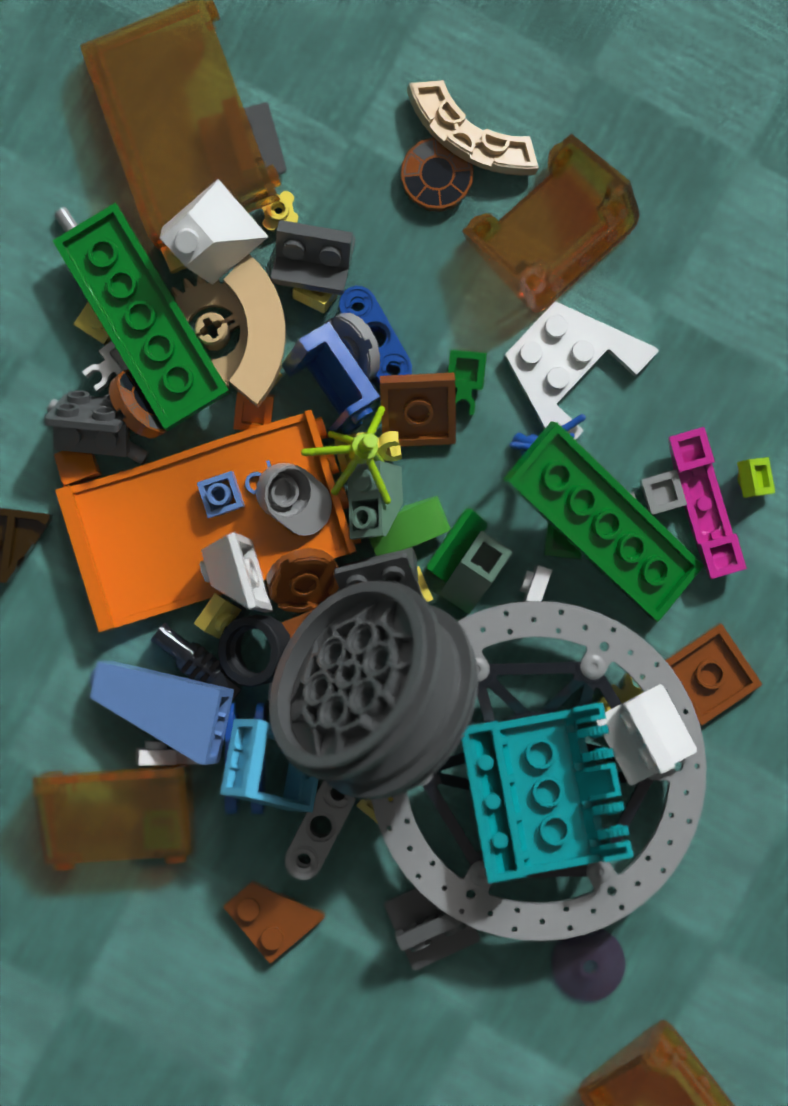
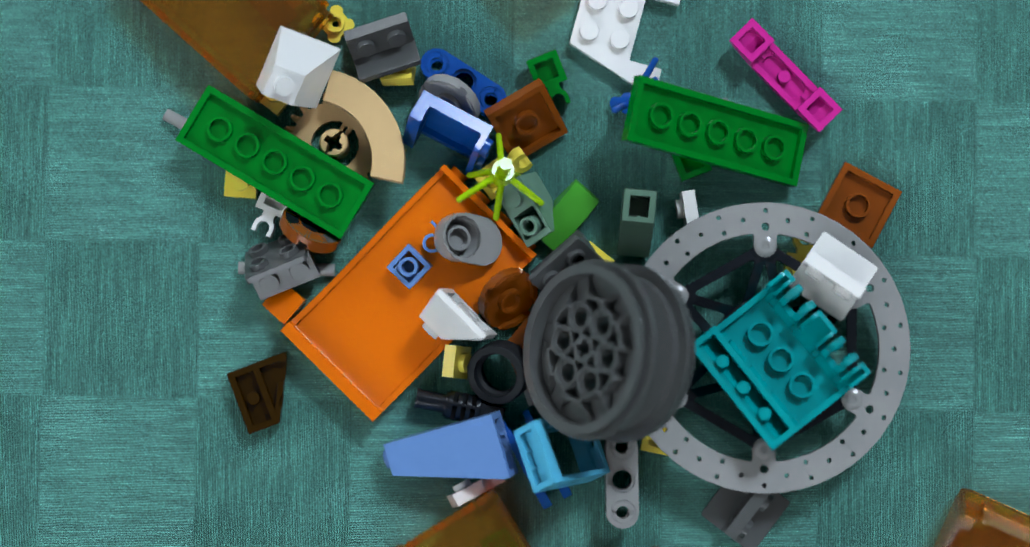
camera: 25 degrees left, 0 degrees up
(250, 416) = (399, 194): orange plate -> none
(456, 544) = (610, 209): green slope -> none
(569, 960) = (866, 472): dish -> none
(663, 492) = (747, 84): light grey plate -> none
(755, 477) = (812, 35): lime plate -> none

